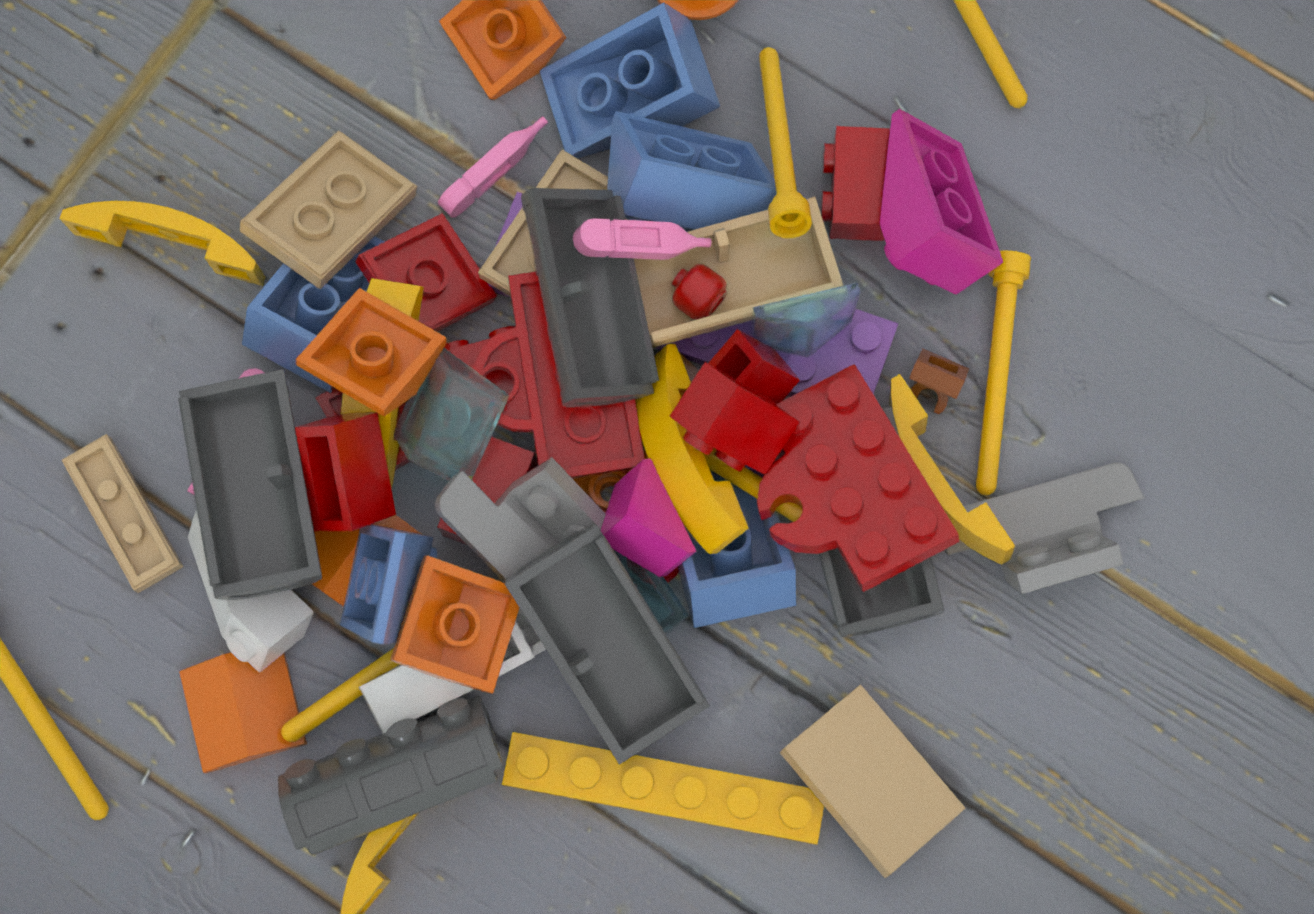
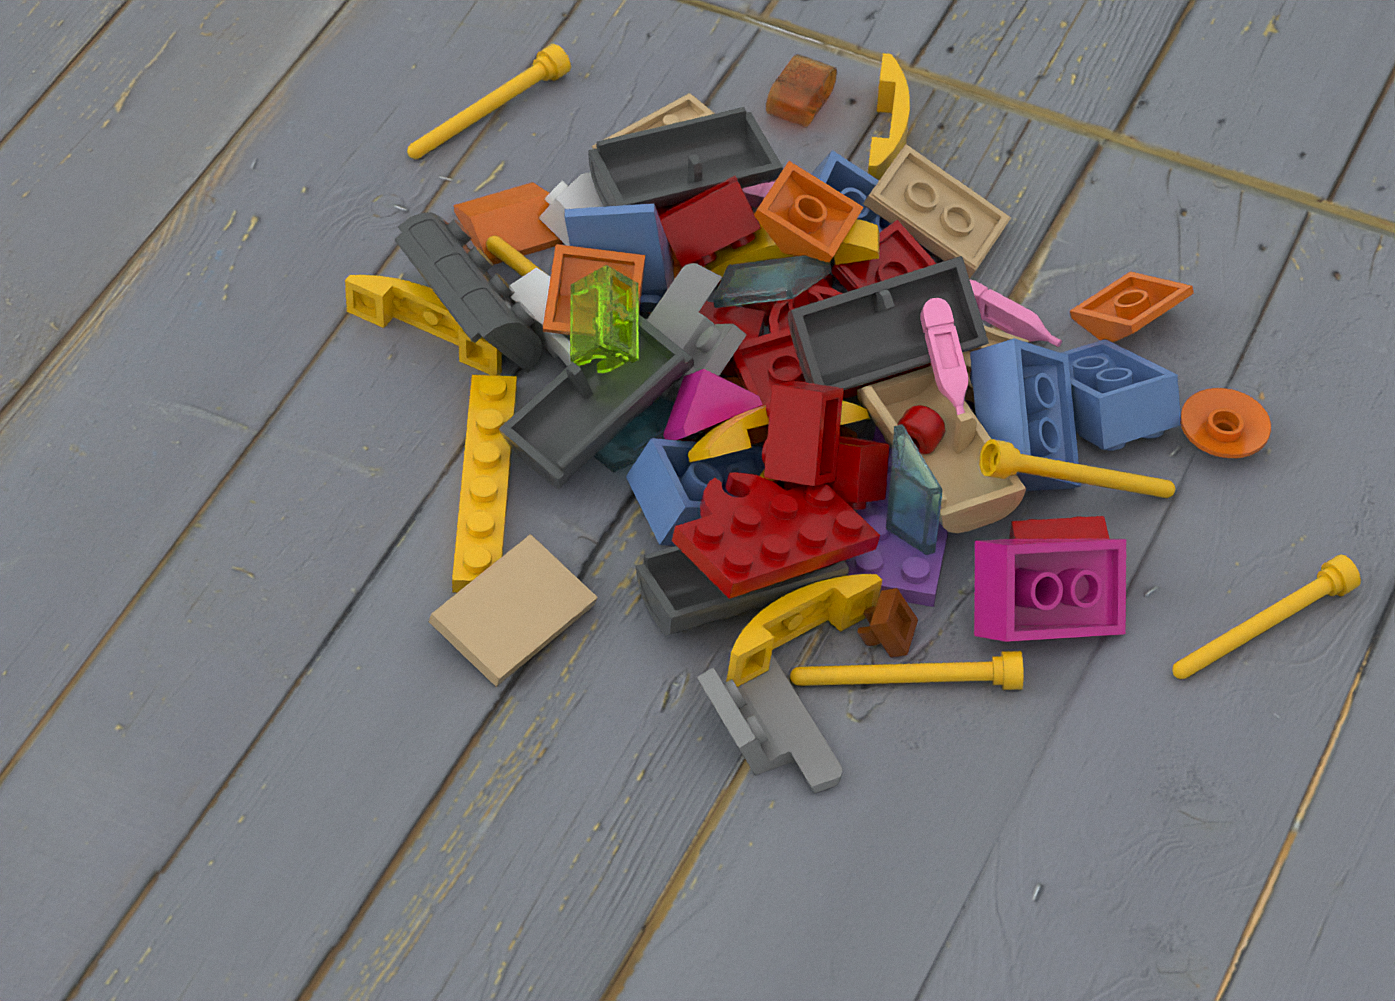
camera: 75 degrees right, 30 degrees down
(85, 326) = (801, 90): none -> clear orange beam
(525, 619) = (604, 319): none -> clear neon green hinge

